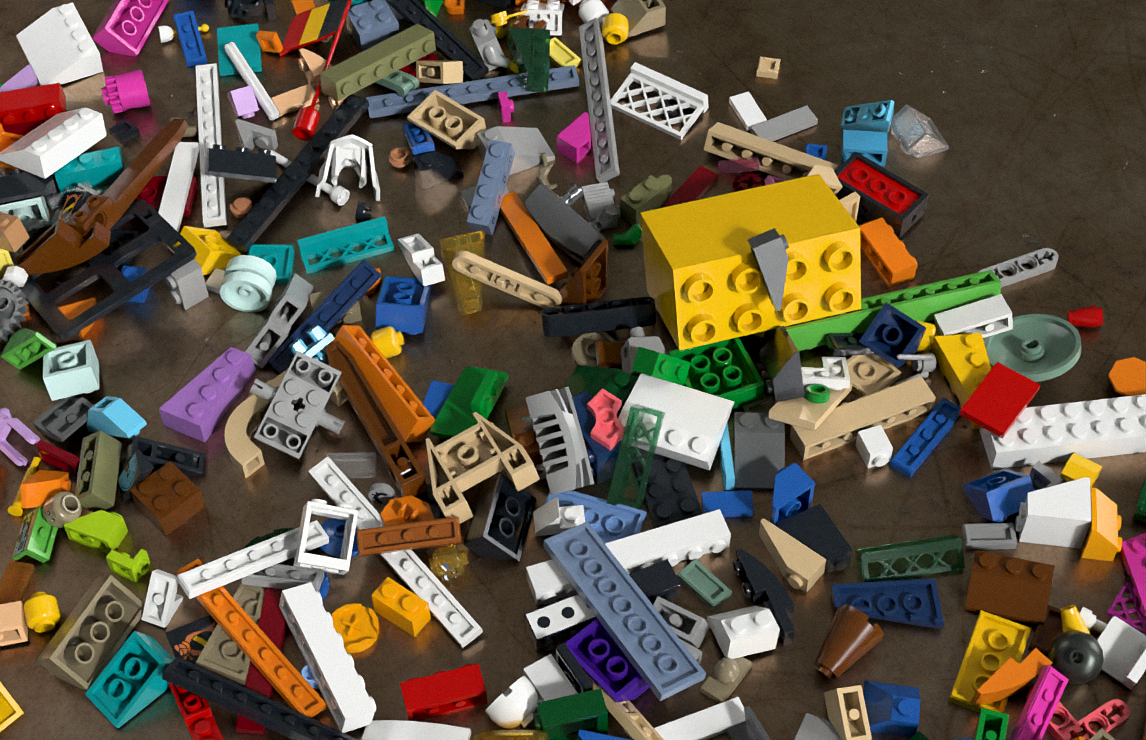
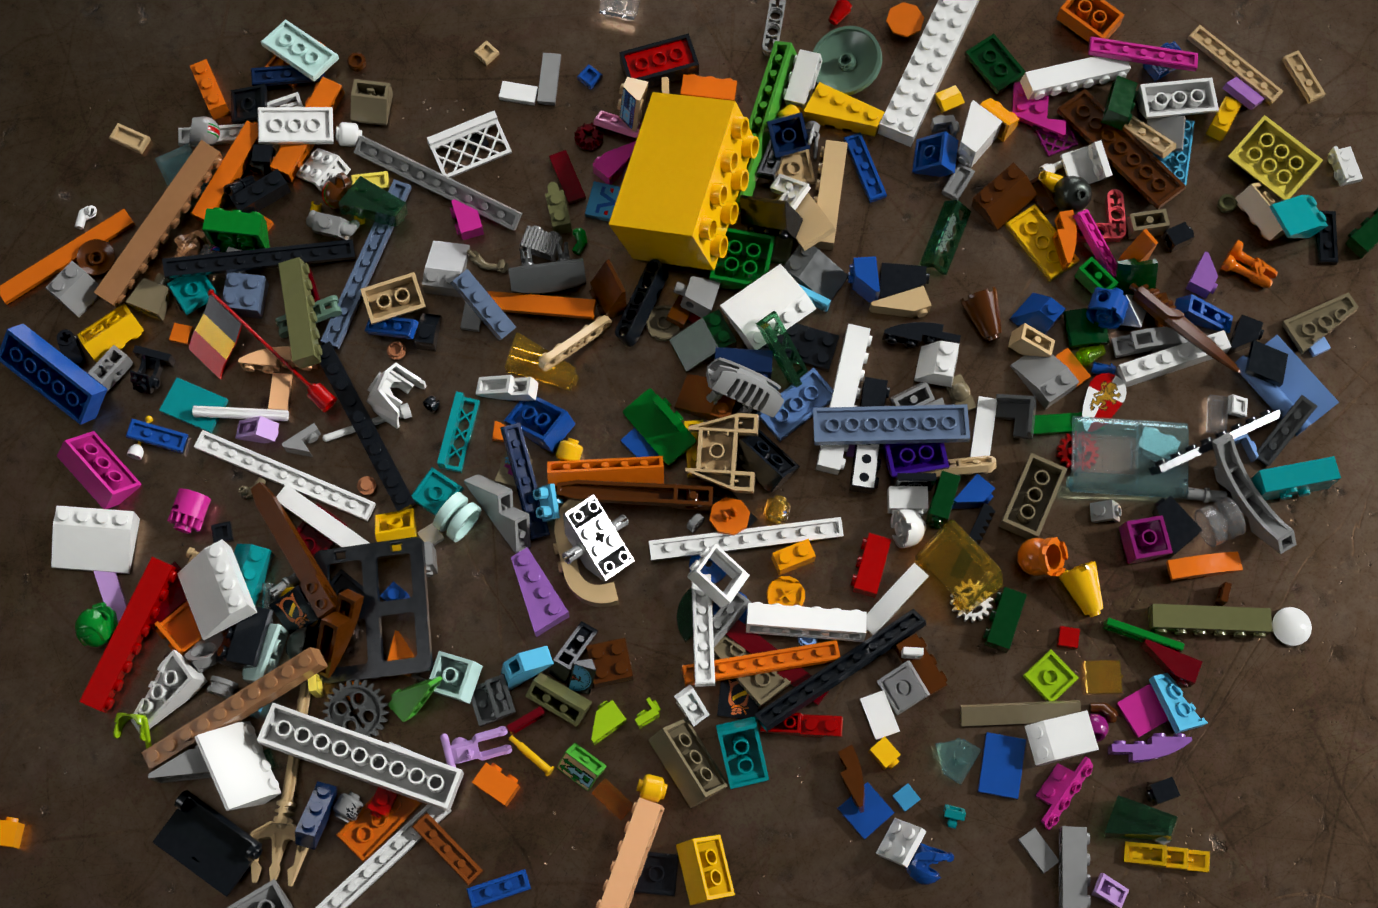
camera: 60 degrees left, 20 degrees up
(15, 275) = (334, 678): white tile -> none
(42, 486) = (551, 740): orange slope -> none
(62, 509) = (579, 737): dark tan head -> none
(241, 164) = (339, 465): black slope -> none
(269, 41) = (207, 379): orange tile -> none
(355, 464) = (655, 528): clear tile -> none
(409, 536) = (749, 523): dark orange tile -> none
(439, 71) = (333, 275): tan slope -> none
(502, 18) = (314, 198): yellow plate -> none
(505, 106) = (399, 250): dark pink plate -> none
(553, 519) = (789, 424): white slope -> none
(608, 429) = (740, 345): coral tile -> none
(615, 28) = (377, 129): yellow head -> none
(661, 366) = (726, 289): green brick -> none
(704, 584) = (887, 366): sand green tile -> none
(729, 502) = (838, 316): blue tile -> none
(738, 165) = (569, 132): clear pink axle -> none
(772, 261) = (726, 170): slope -> none
(773, 157) = (575, 108): tan brick -> none
(817, 393) = (805, 209): green tile -> none
(867, 143) = (608, 42): dark azure brick -> none
(869, 116) = (589, 21): medium azure slope -> none
(874, 446) = (856, 203): white brick -> none
(896, 601) = (971, 264): dark blue wing -> none
(999, 399) = (881, 108): red tile -> none

